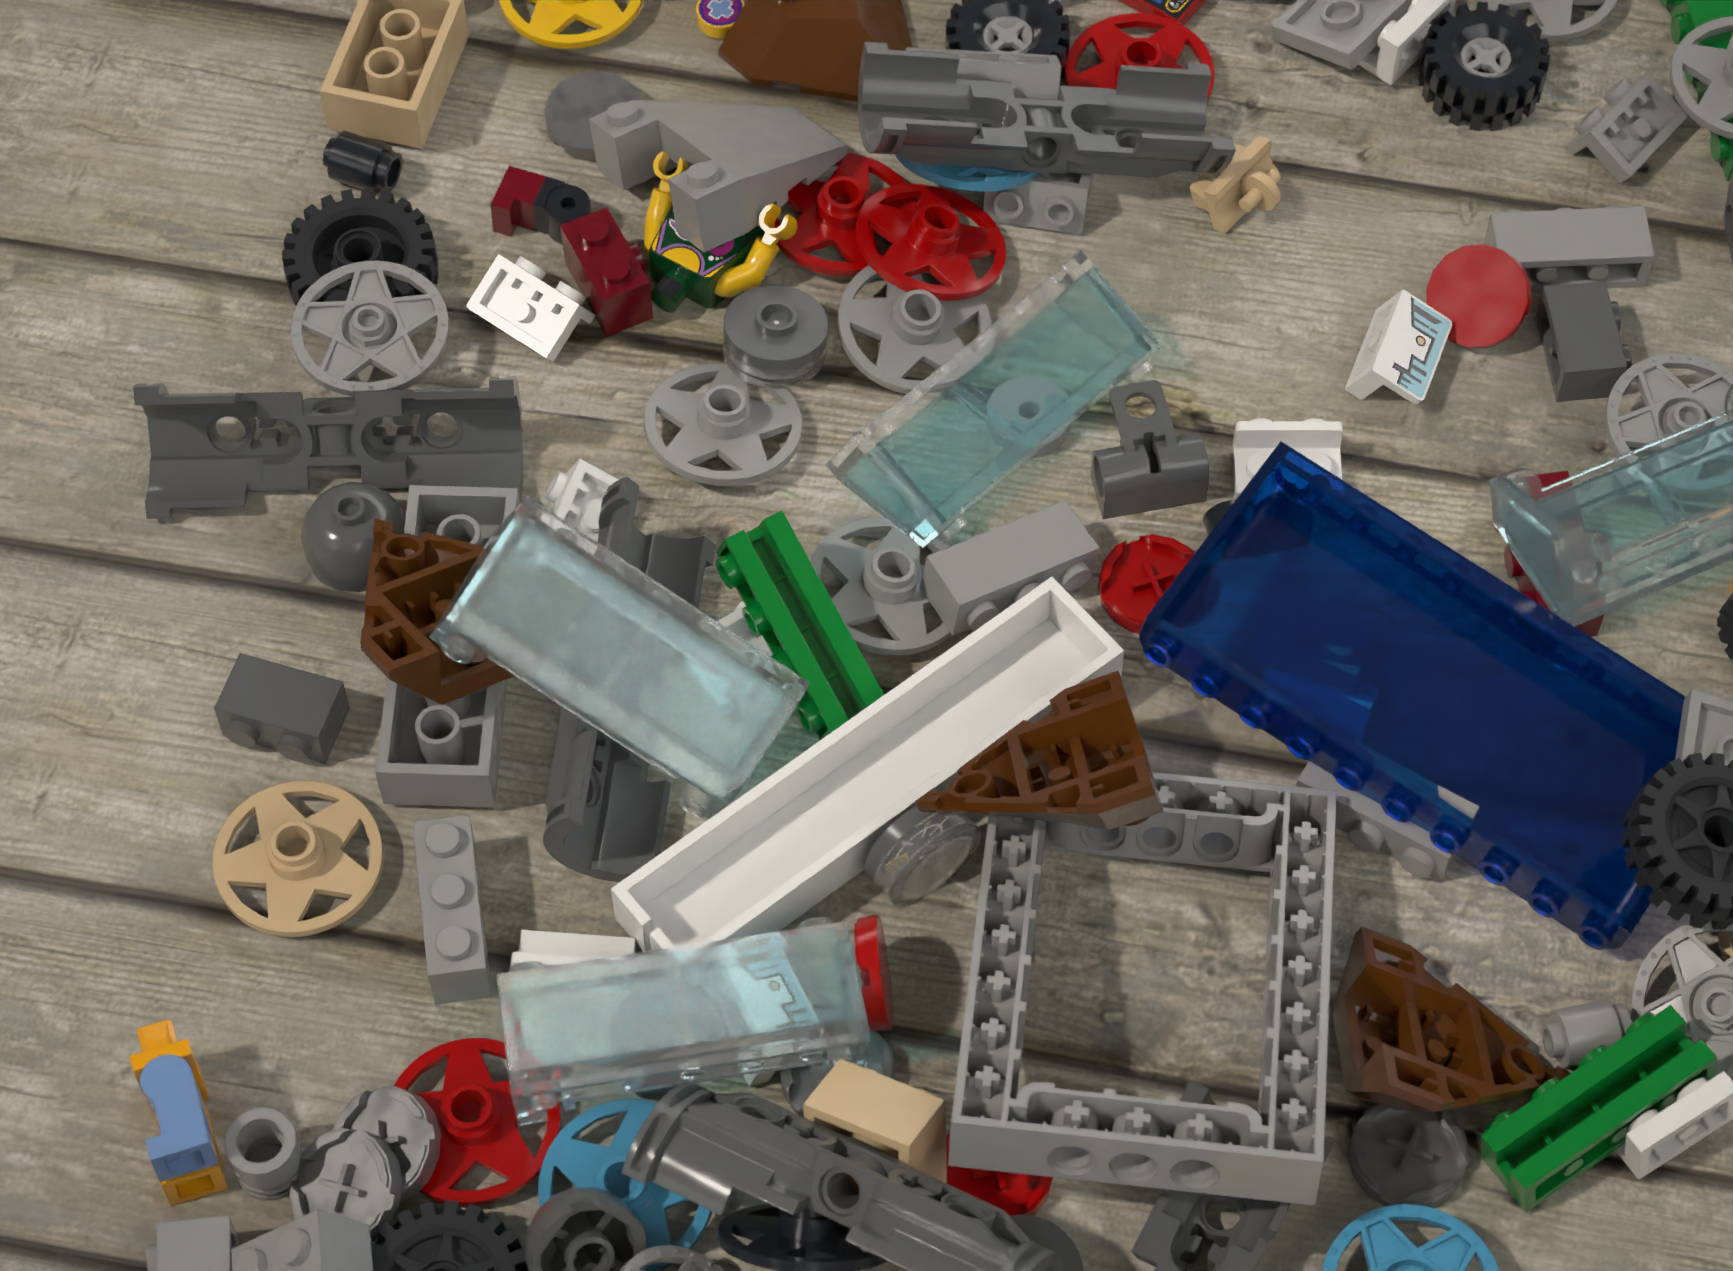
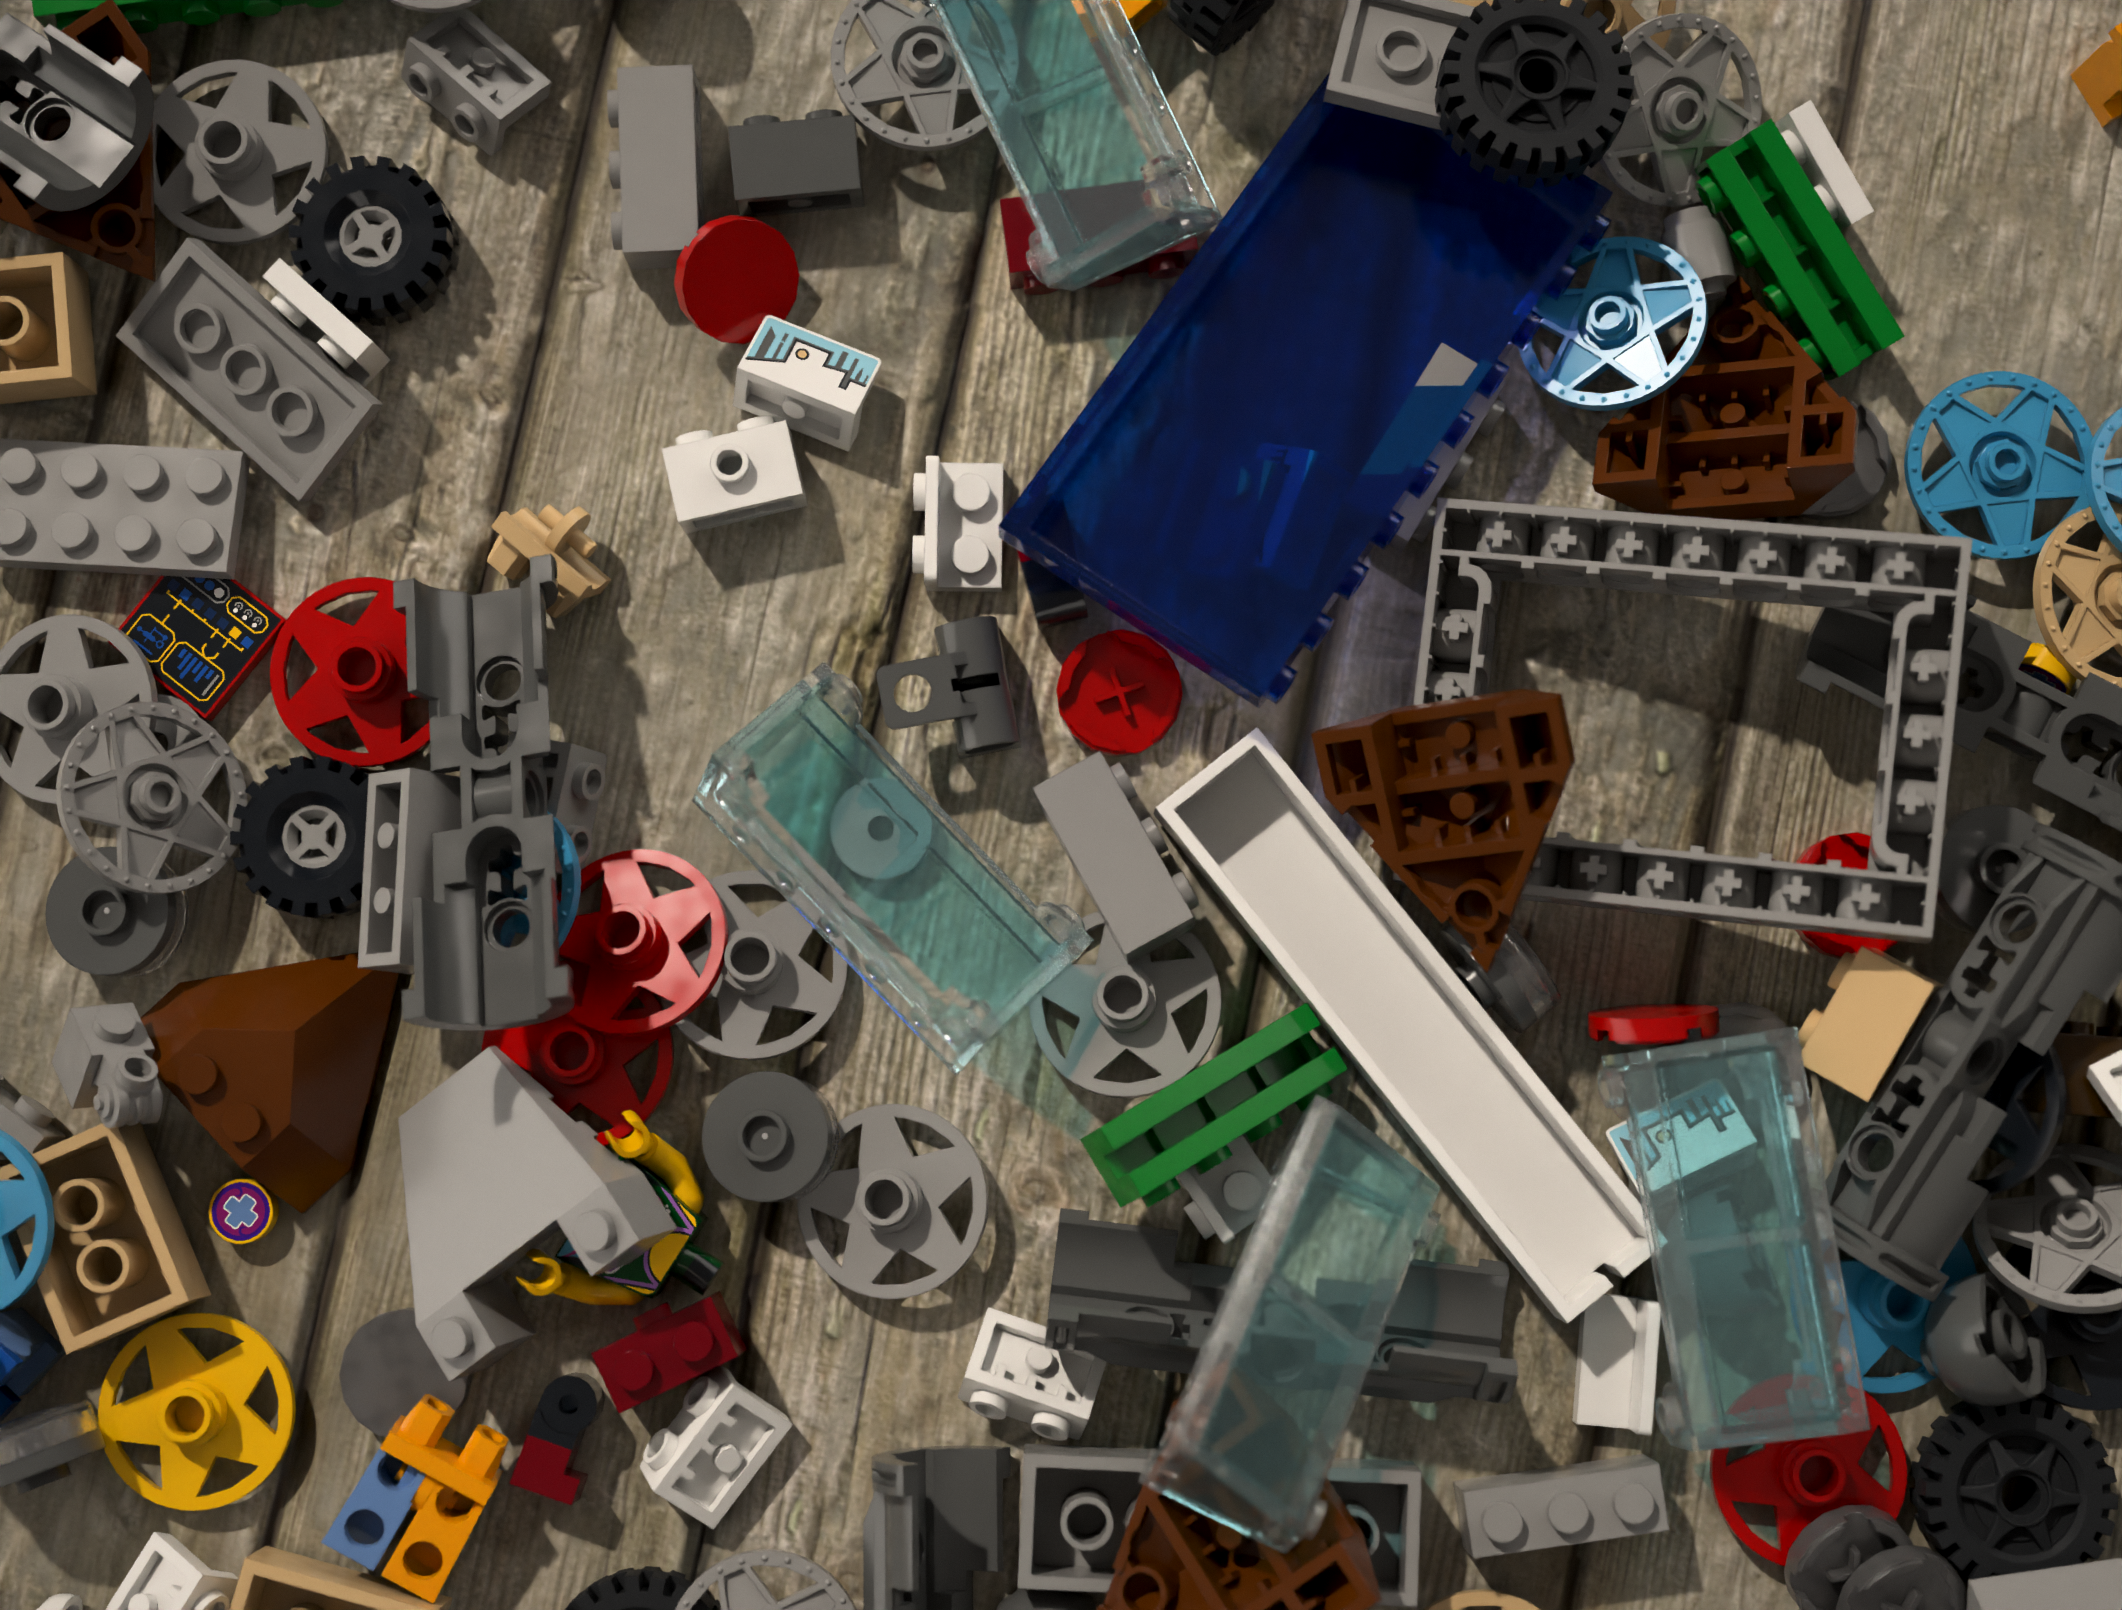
camera: 90 degrees left, 25 degrees up
(500, 113) = (434, 1480): none -> light orange hips
(1316, 304) = (734, 474): none -> white brick
(1511, 953) = (1618, 325): none -> dark azure wheel

